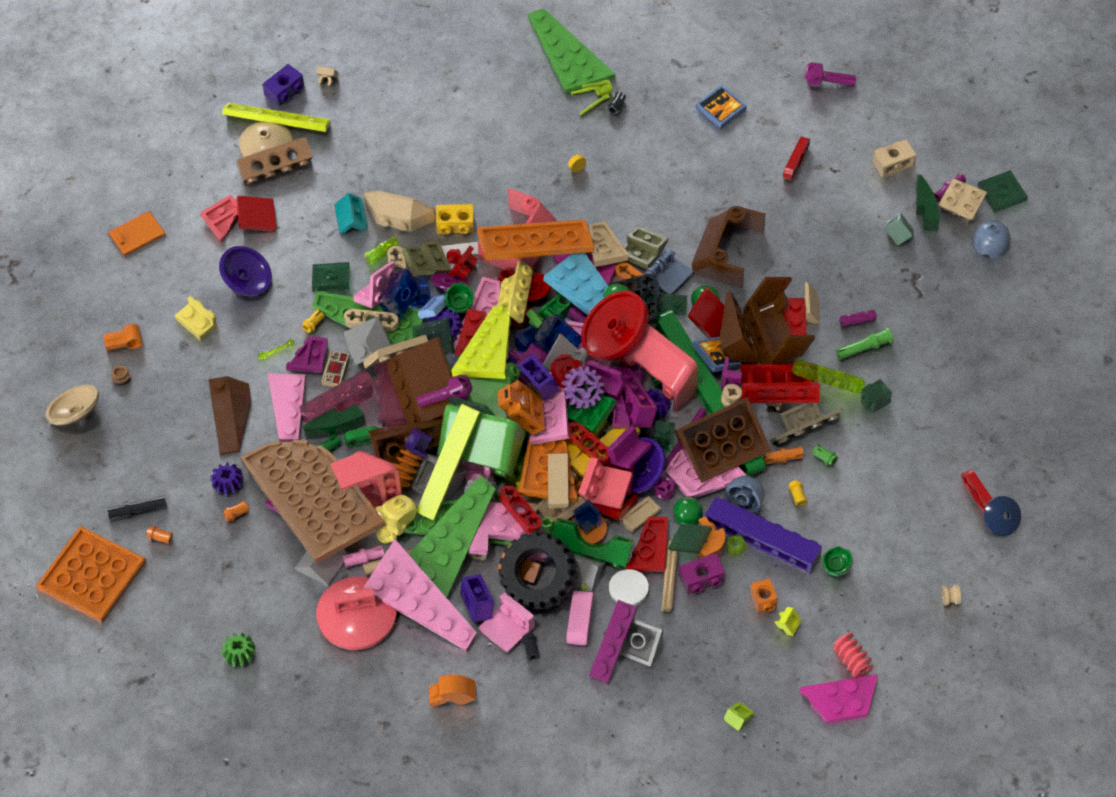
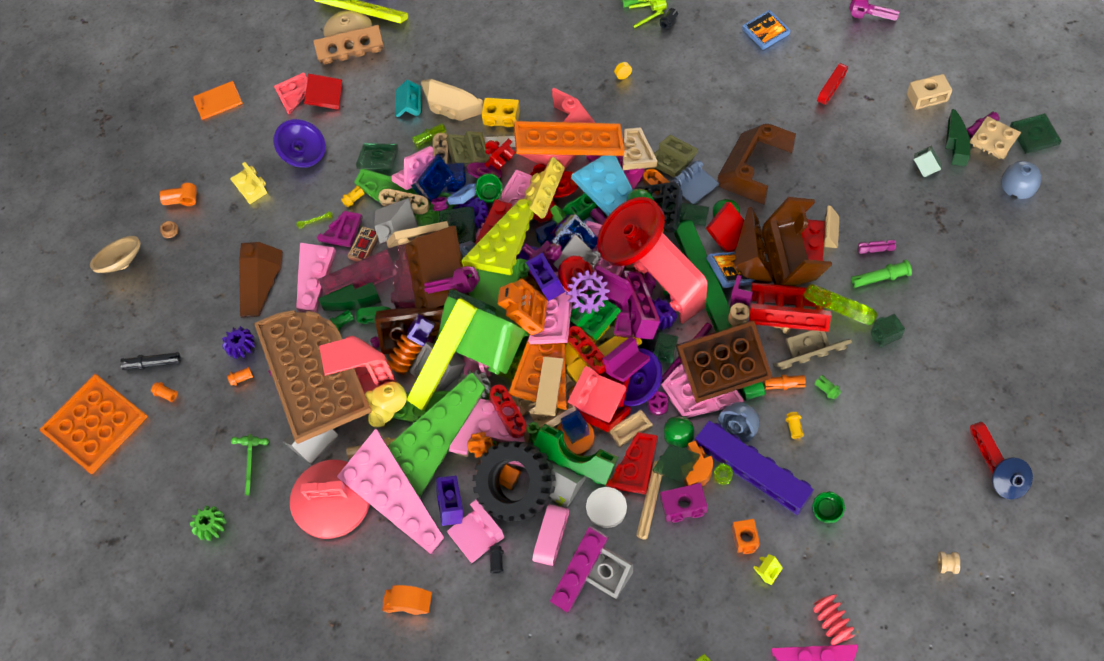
camera: 15 degrees right, 5 degrees up
(263, 572) = (249, 441): none -> bright green piece
(363, 556) = (349, 438): bright pink pin -> none
(410, 319) = (439, 203): none -> magenta bush
(498, 542) = (479, 444): none -> orange gear
(541, 353) = (553, 252): none -> magenta plate

